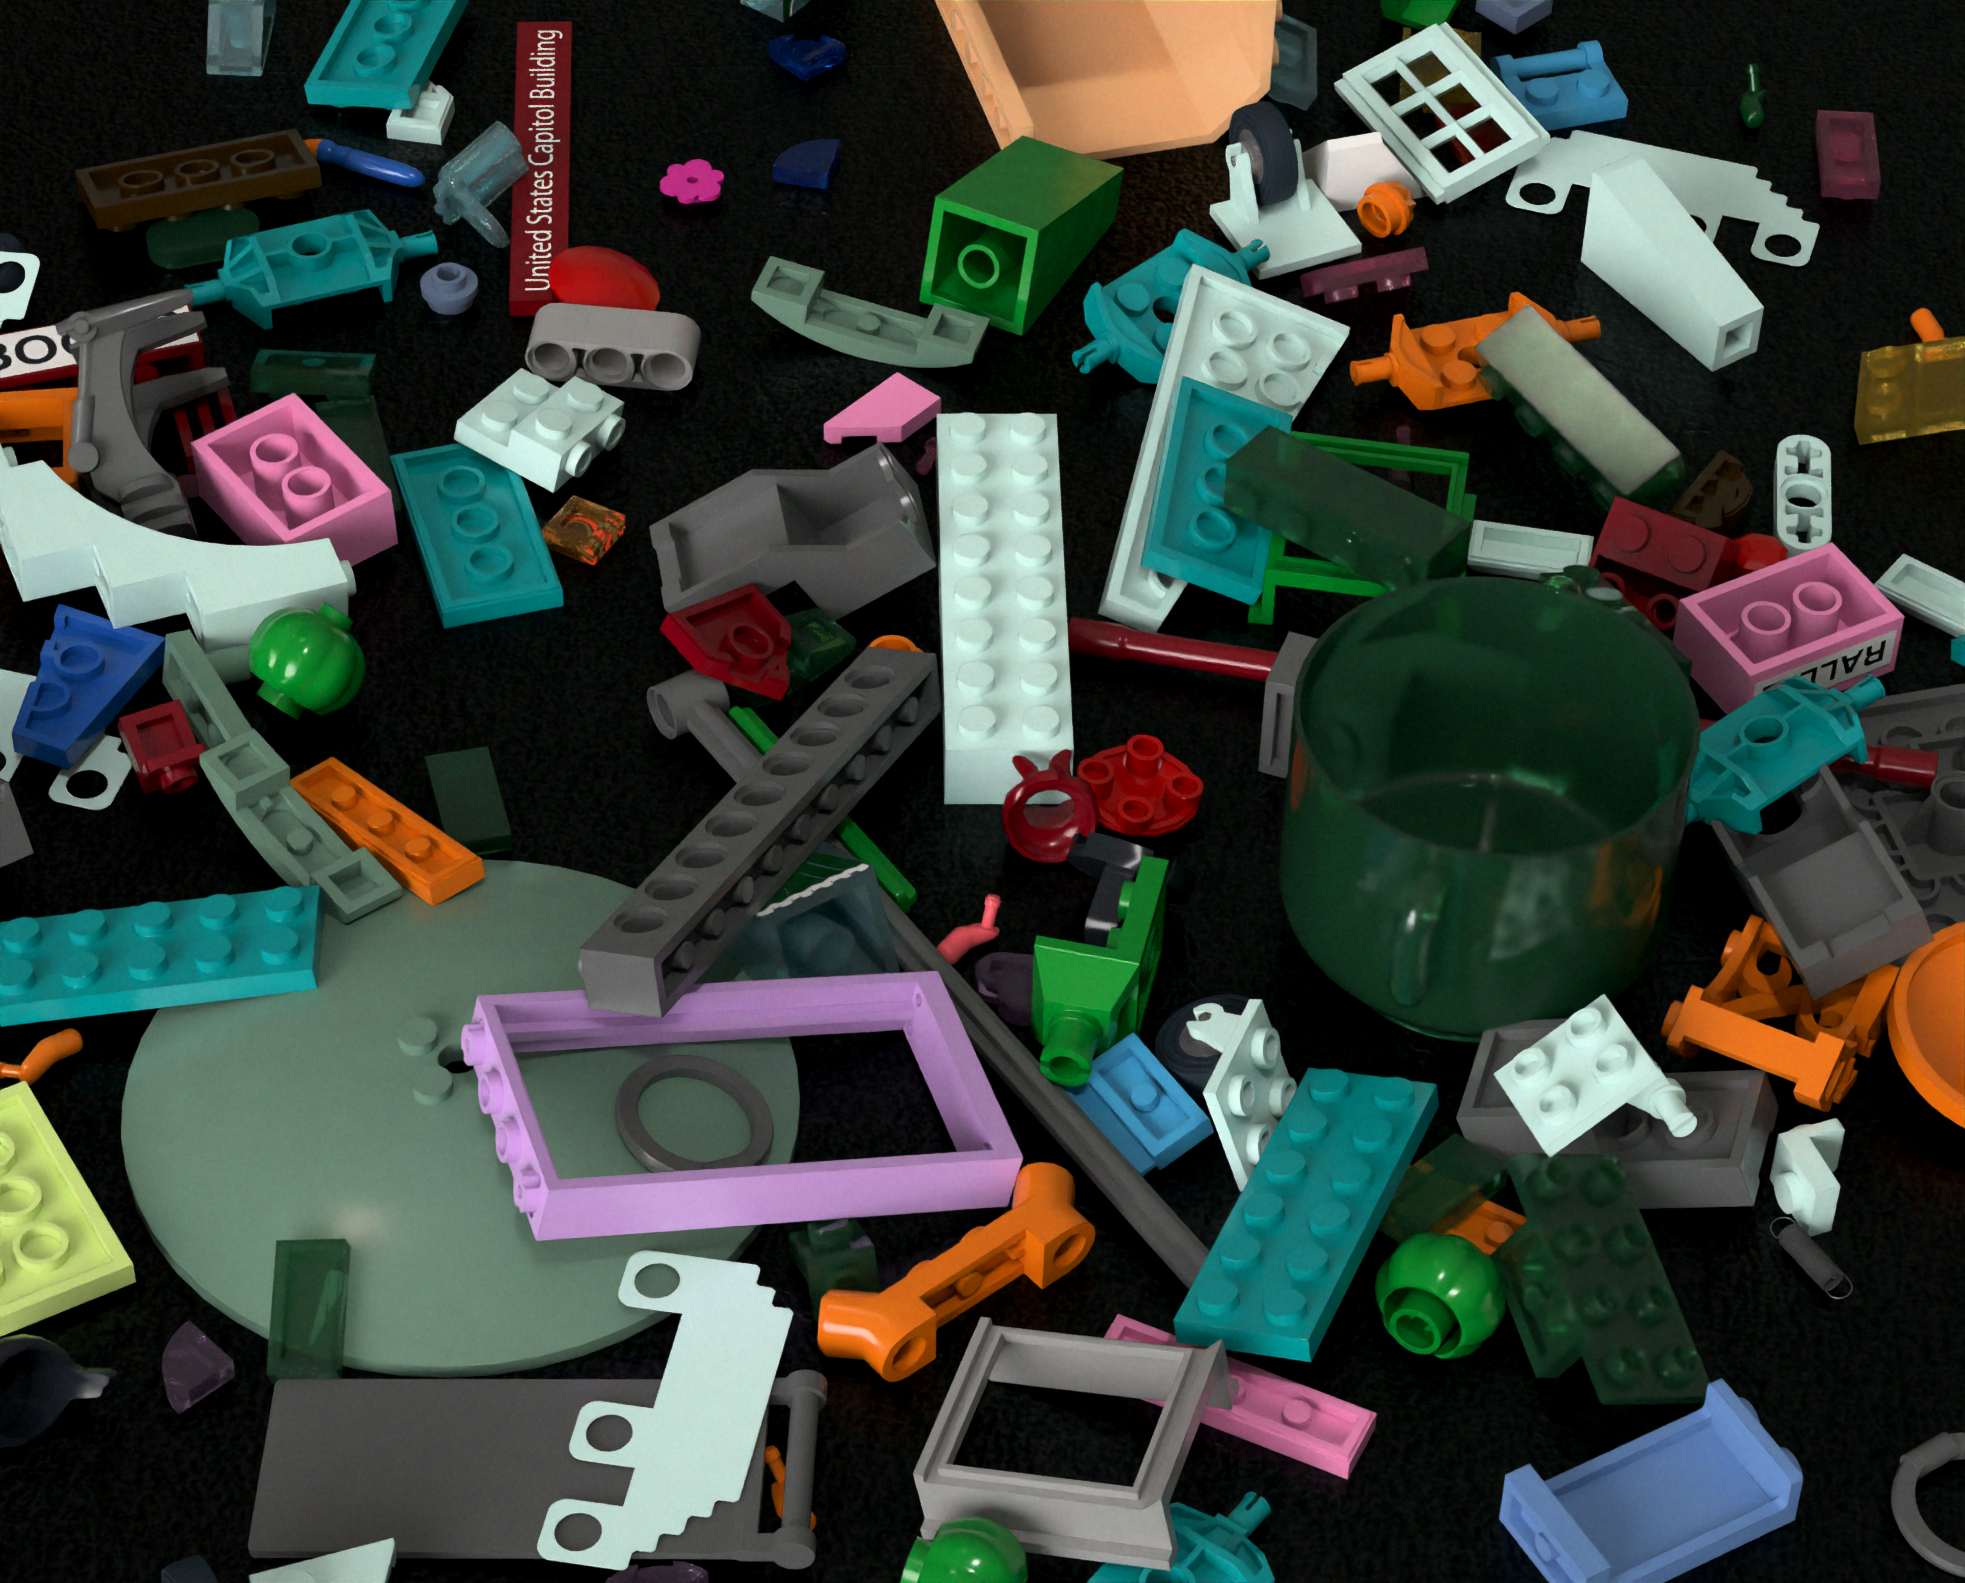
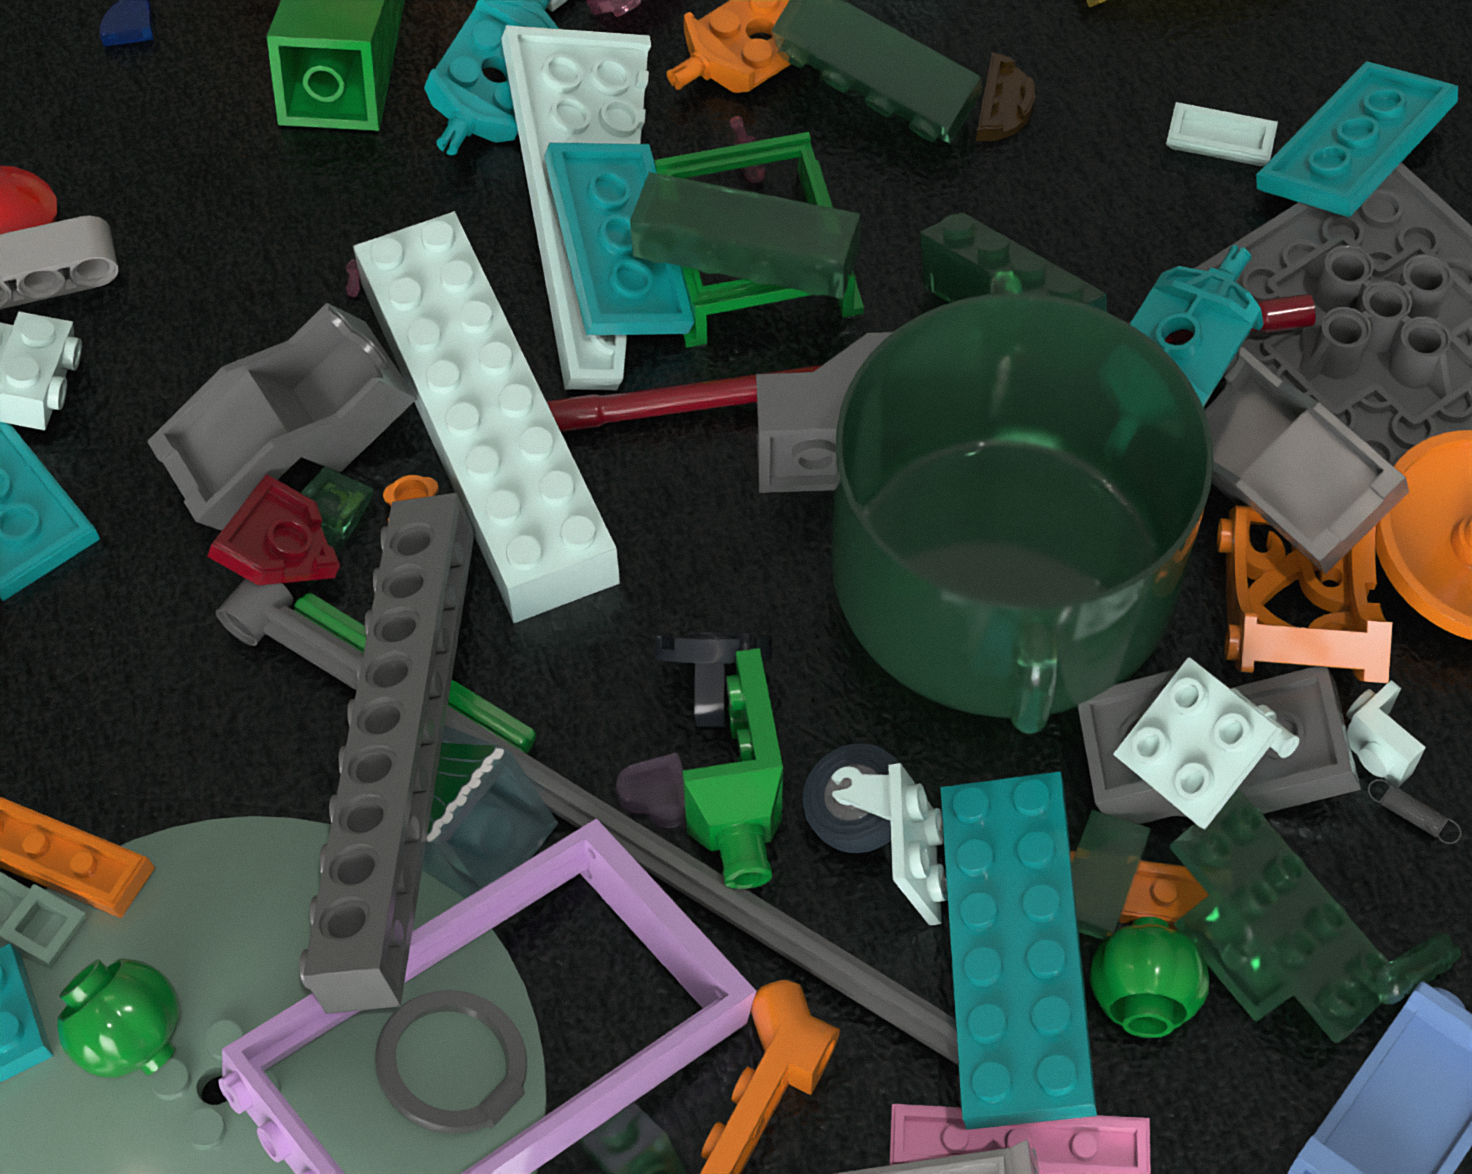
camera: 20 degrees left, 15 degrees up
(393, 955) = (118, 1018): none -> green plant
(469, 800) = (102, 782): clear green tile -> none
(583, 530) = (86, 457): clear orange tile -> none
(692, 182) = (36, 71): dark pink plant -> none
(865, 329) = (245, 170): sand green slope -> none
(888, 411) = (299, 247): bright pink tile -> none
(970, 936) = (595, 753): coral piece -> none
(1047, 832) = (616, 613): dark red piece -> none
(1140, 1106) = (819, 883): dark azure plate -> none
(1142, 788) = (674, 553): red dish -> none
(1525, 550) = (889, 199): light aqua tile -> none
(1660, 560) = (1003, 185): dark red slope -> none
(1748, 1378) = (1413, 967): none -> clear green axle
(1757, 553) = (1066, 147): red tile -> none
(1788, 620) = (1132, 216): bright pink brick -> none
(1811, 486) = (1070, 98): light aqua beam -> none

